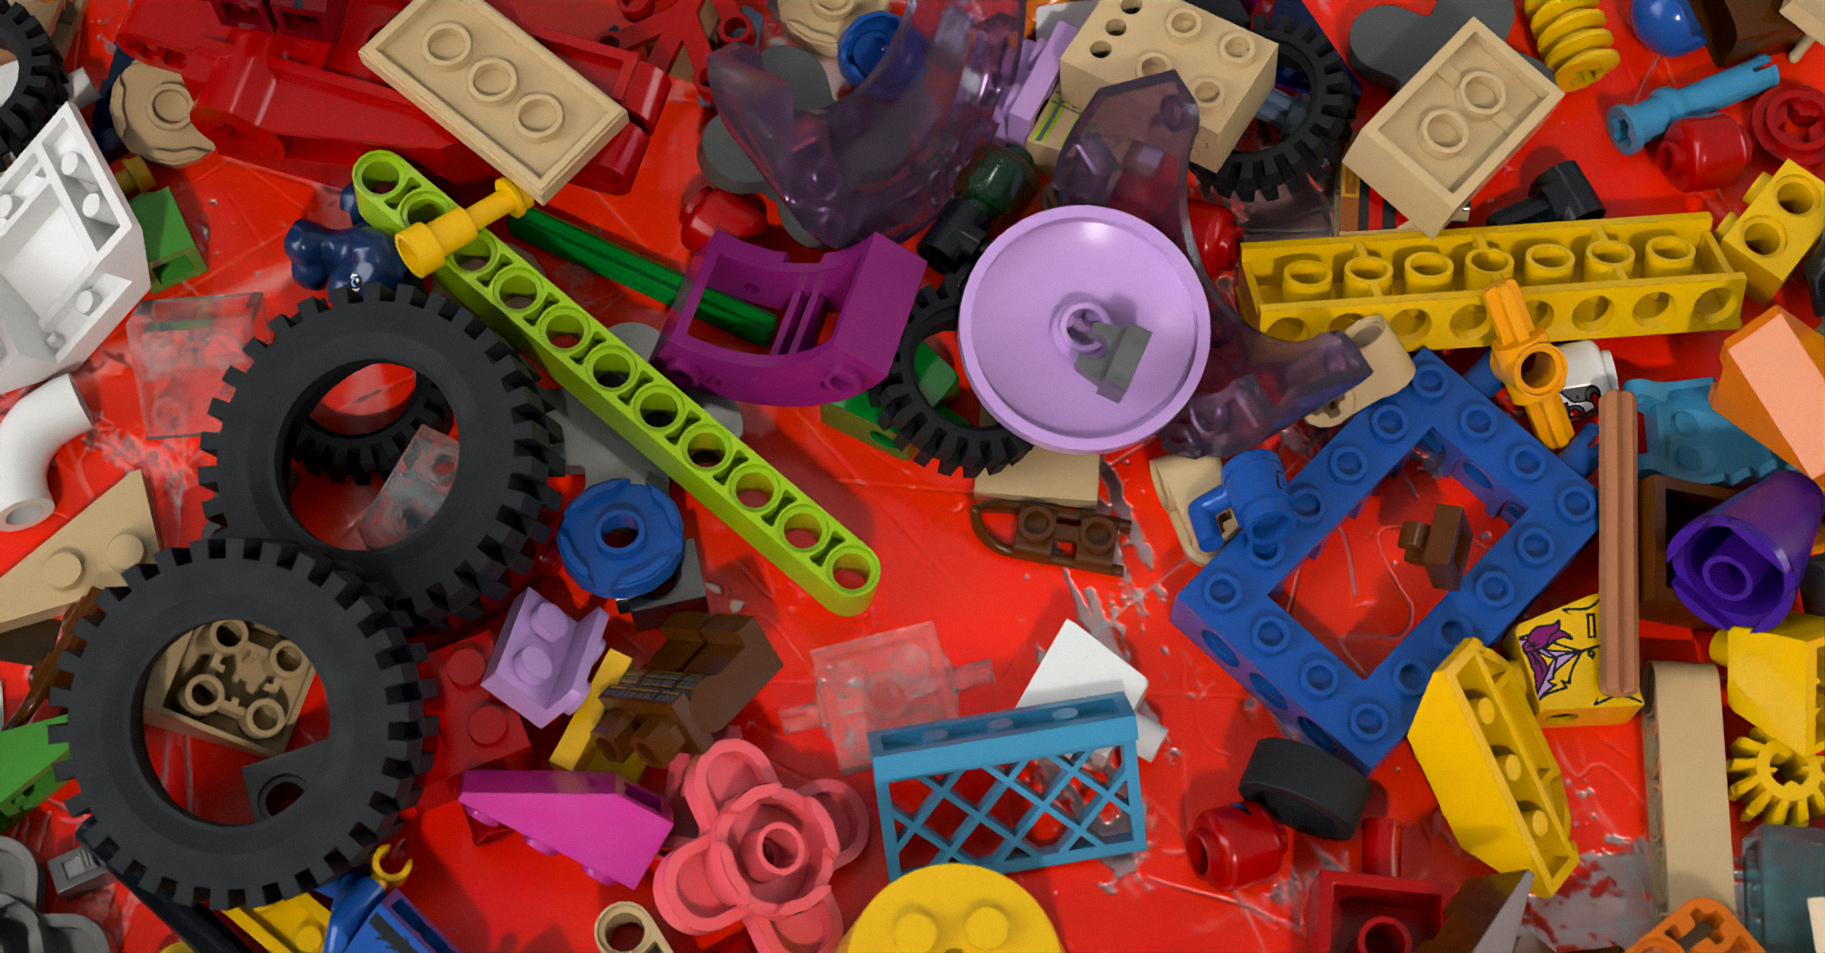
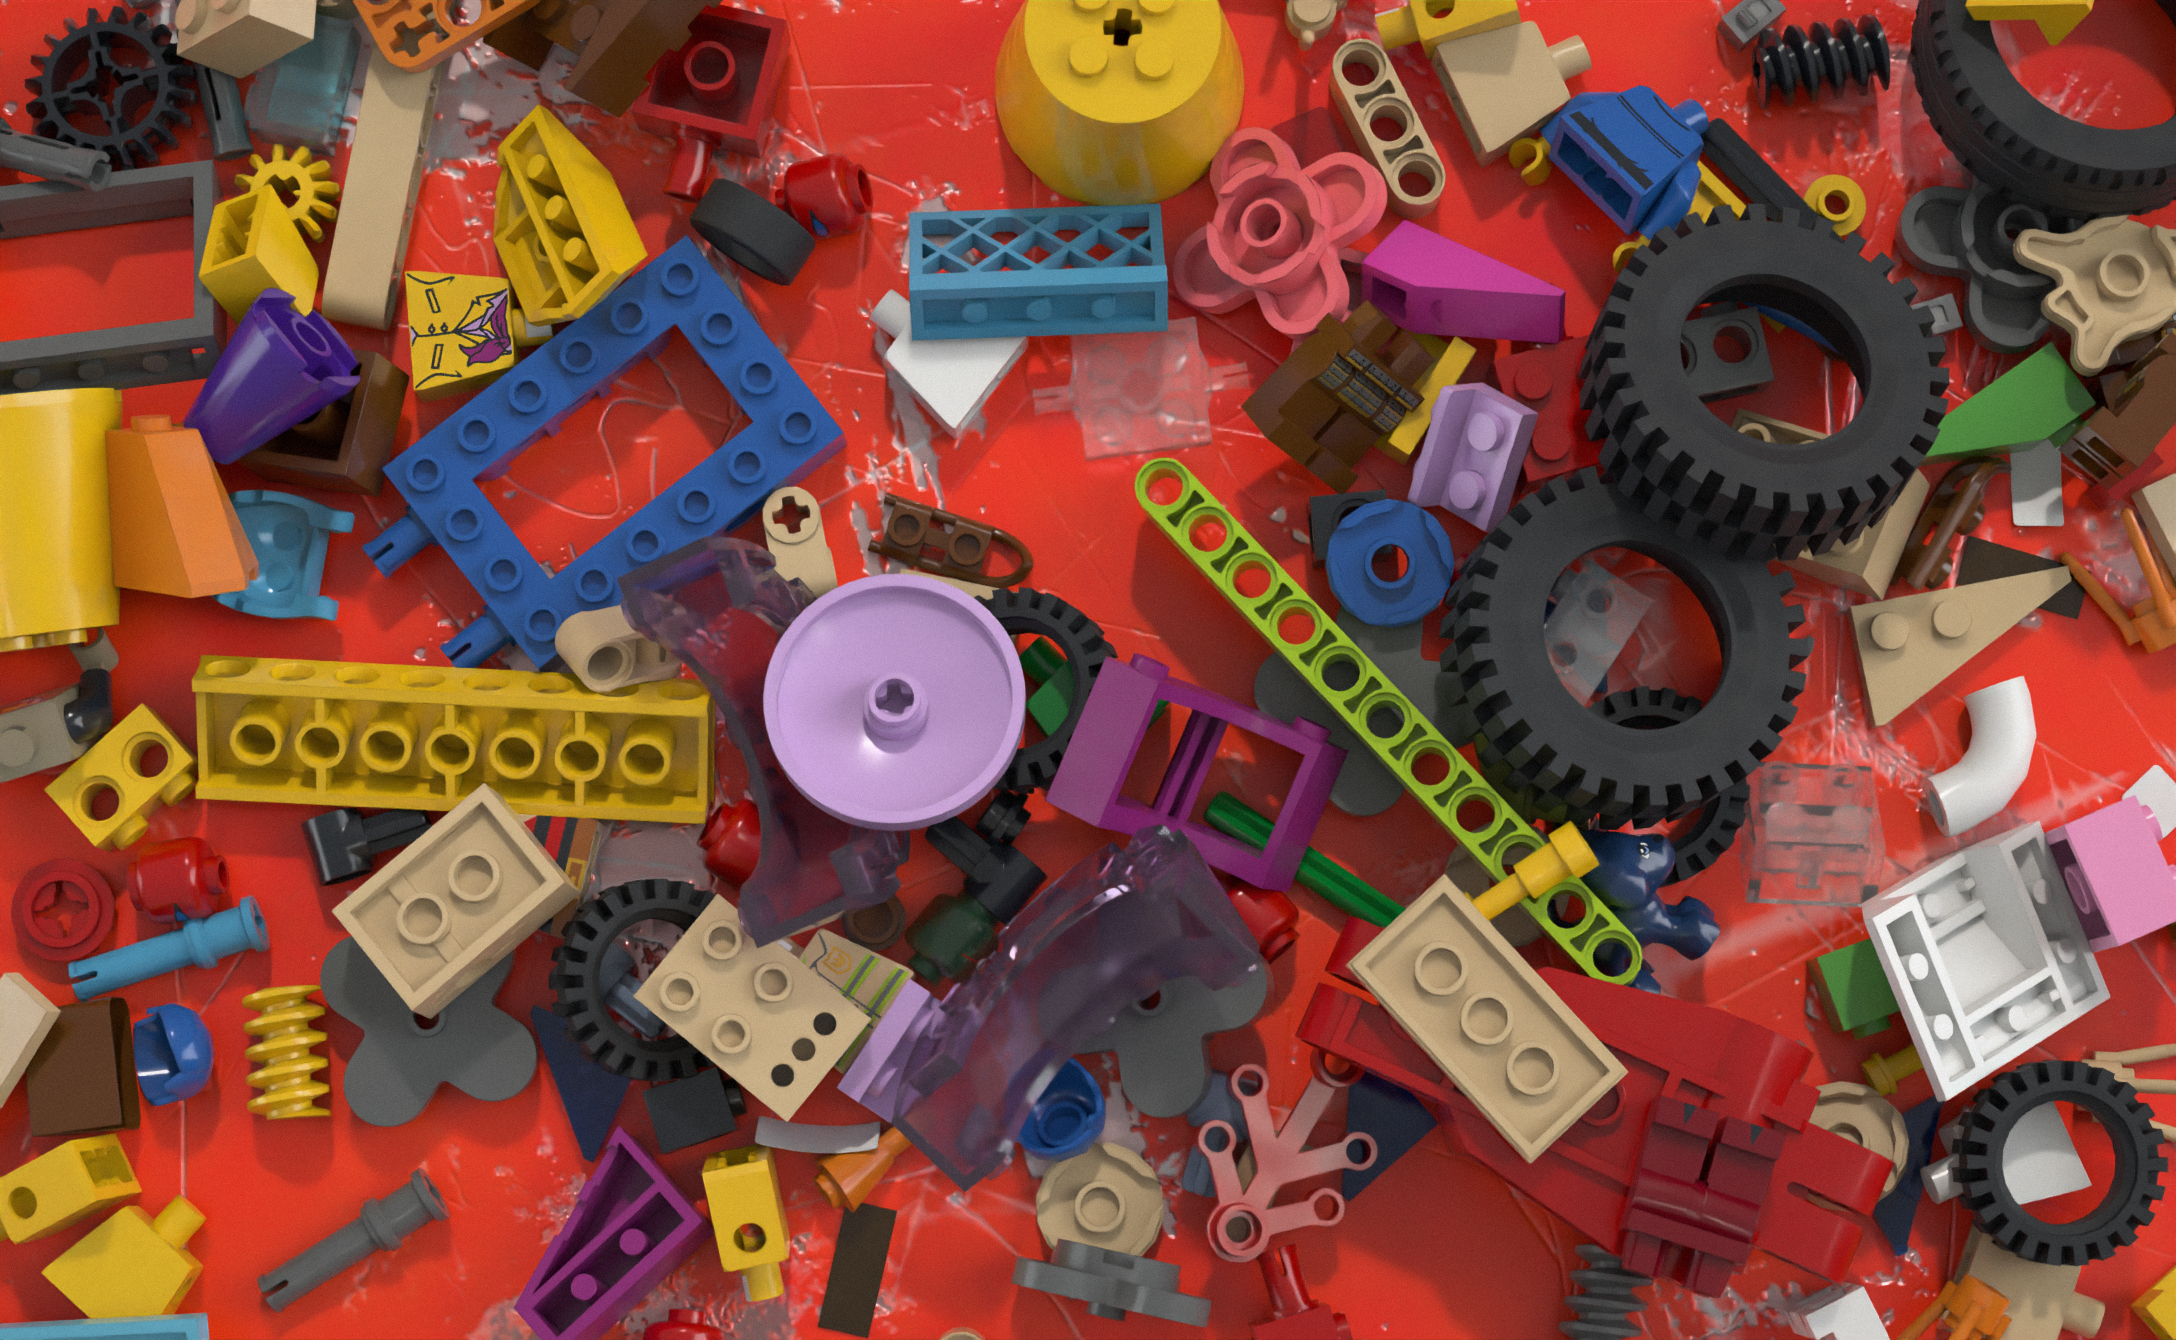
camera: 175 degrees left, 15 degrees up
(1123, 354) = (864, 641): flat silver tile -> none
(1259, 497) = (748, 502): blue piece -> none
(1439, 547) = (574, 431): reddish brown tile -> none
(1514, 343) = (439, 625): light orange axle -> none
(1587, 379) = (387, 629): white head -> none
(1618, 545) = (393, 426): nougat axle -> none

